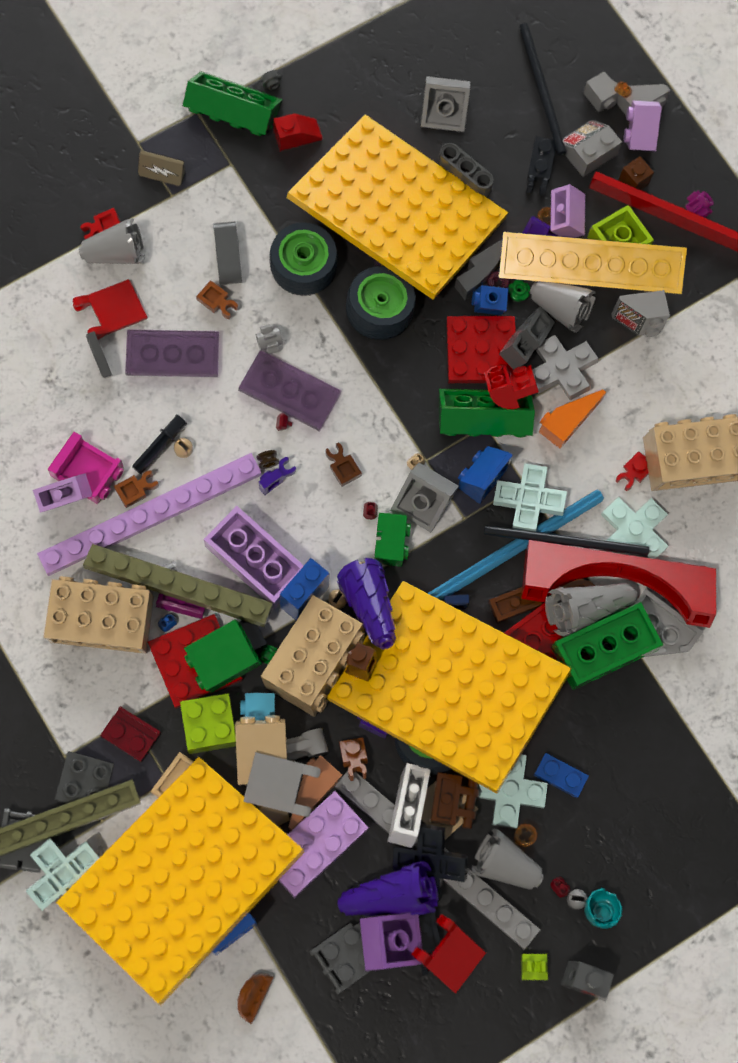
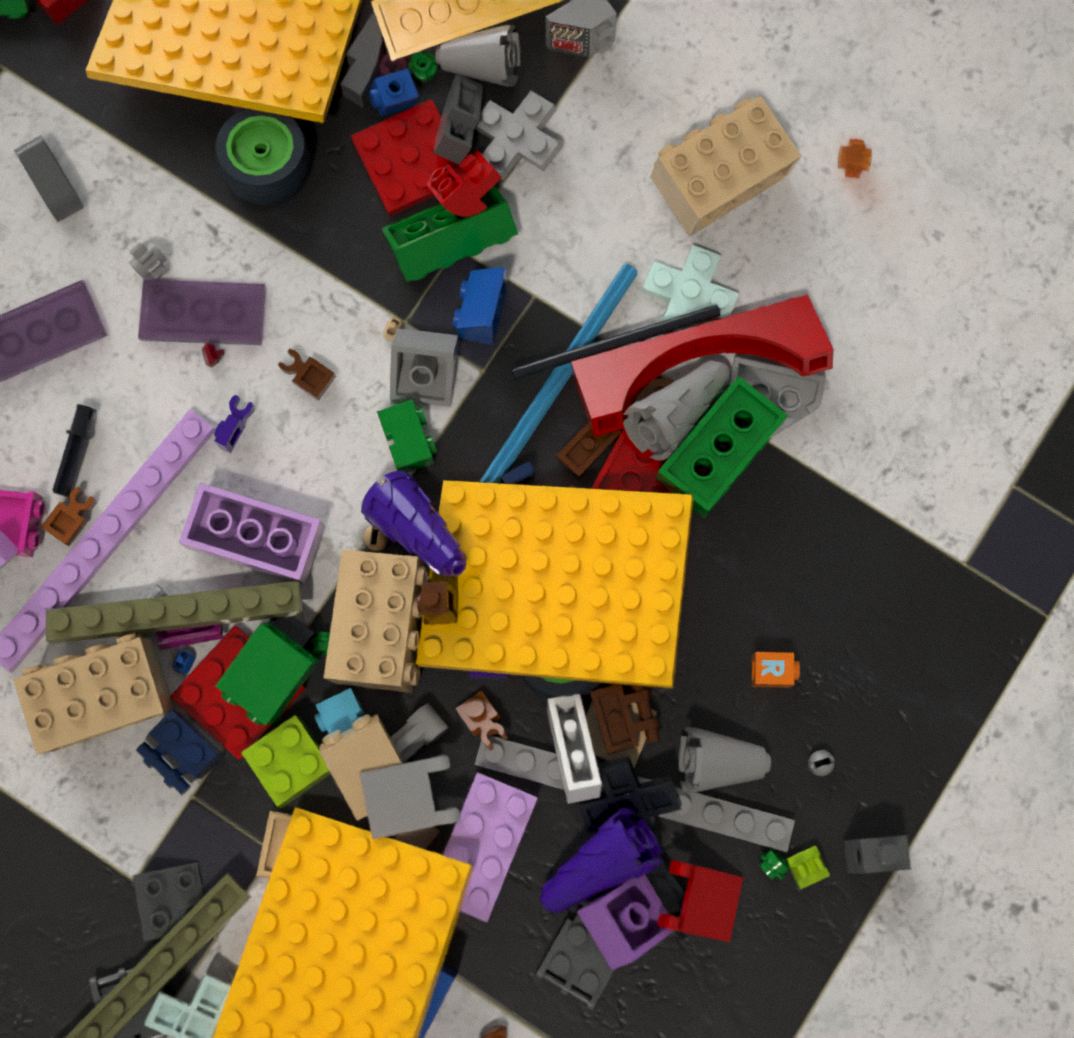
camera: 15 degrees left, 5 degrees up
(130, 734) = (201, 817): dark red plate -> none
(143, 679) = (185, 745): none -> dark blue brick
(180, 451) = (101, 446): tan hinge -> none
(215, 298) = (59, 240): dark orange plate -> none
(267, 459) = (213, 408): dark brown bush -> none
(303, 258) = (144, 144): wheel -> none
(309, 581) = (328, 536): blue brick -> none
(315, 789) = (451, 783): nougat slope -> none
(370, 510) = (366, 413): dark red rock -> none
(511, 954) = (774, 865): none -> green plate
(513, 793) = (691, 672): light aqua plate -> none
(530, 498) = (549, 310): light aqua plate -> none
(532, 838) = (716, 716): clear orange bush -> none
(560, 887) = (794, 758): dark red rock -> none
(561, 775) = (736, 625): blue plate -> none
(568, 418) = (551, 193): orange slope -> none
(573, 818) = (774, 669): none -> orange brick
(603, 909) = (857, 761): teal hair -> none
(636, 469) = (659, 218): red plate -> none

